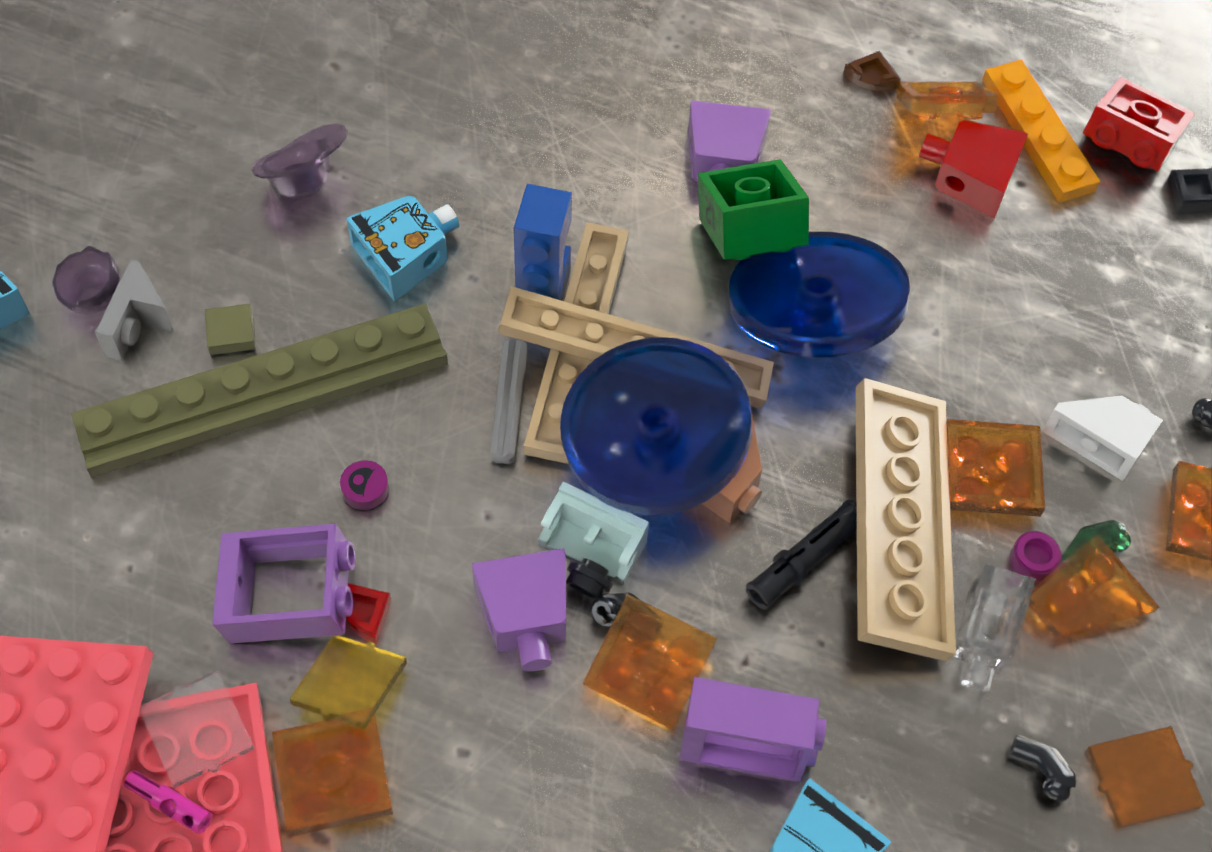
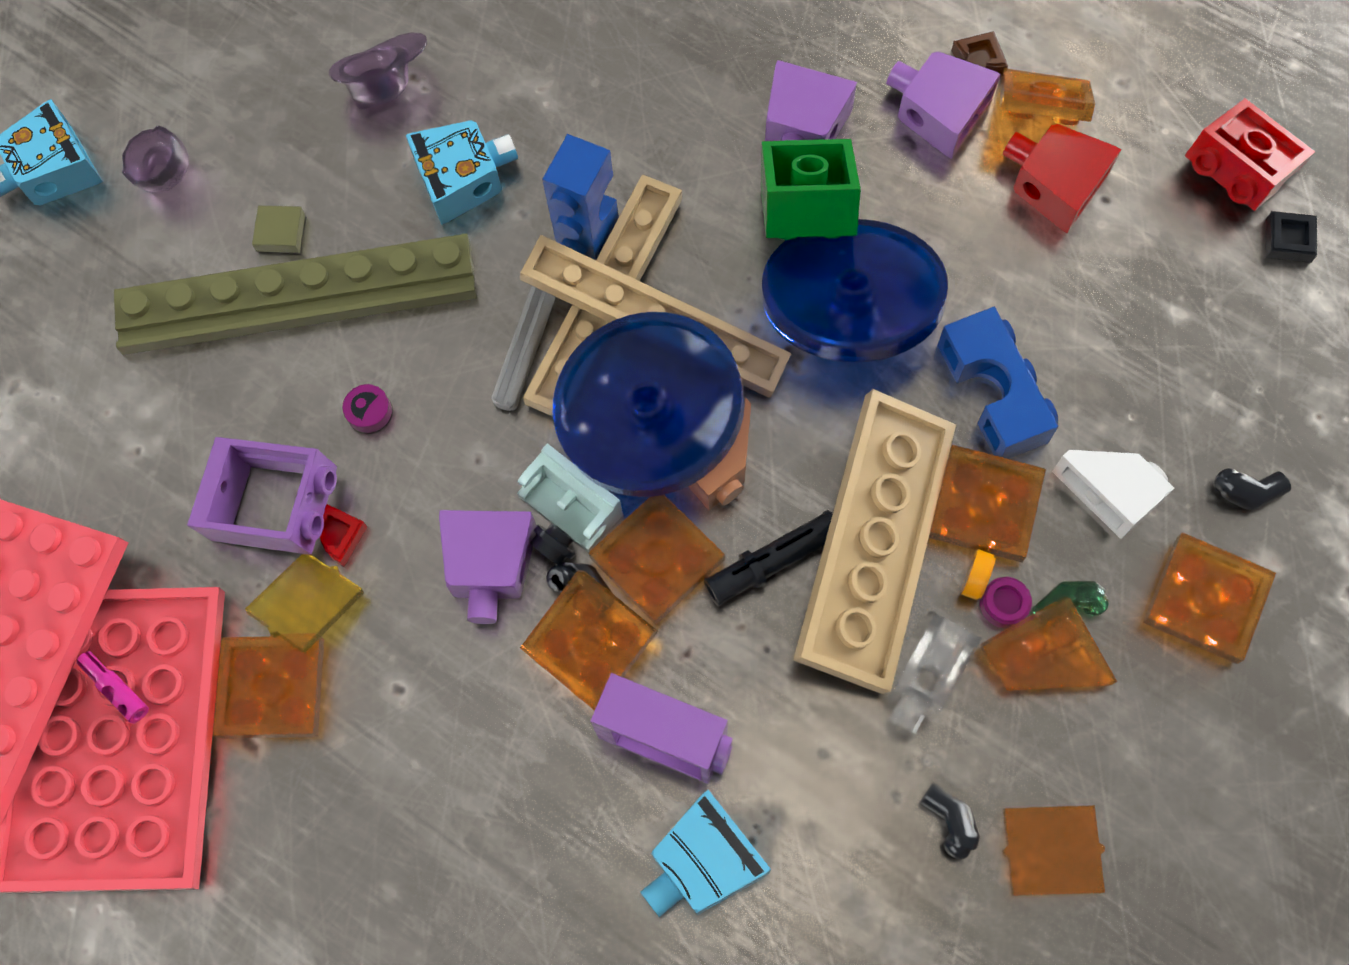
camera: 20 degrees right, 10 degrees up
(131, 305) = (189, 189): light grey slope -> none
(196, 728) = (153, 621): clear piece -> none
(694, 572) = (657, 557): none -> clear orange plate
(850, 115) = (943, 98): none -> medium lavender torso
(954, 329) = (987, 349): none -> blue arch
(1005, 533) = (978, 575): none -> light orange tile
(1047, 139) = (1144, 145): light orange plate -> none

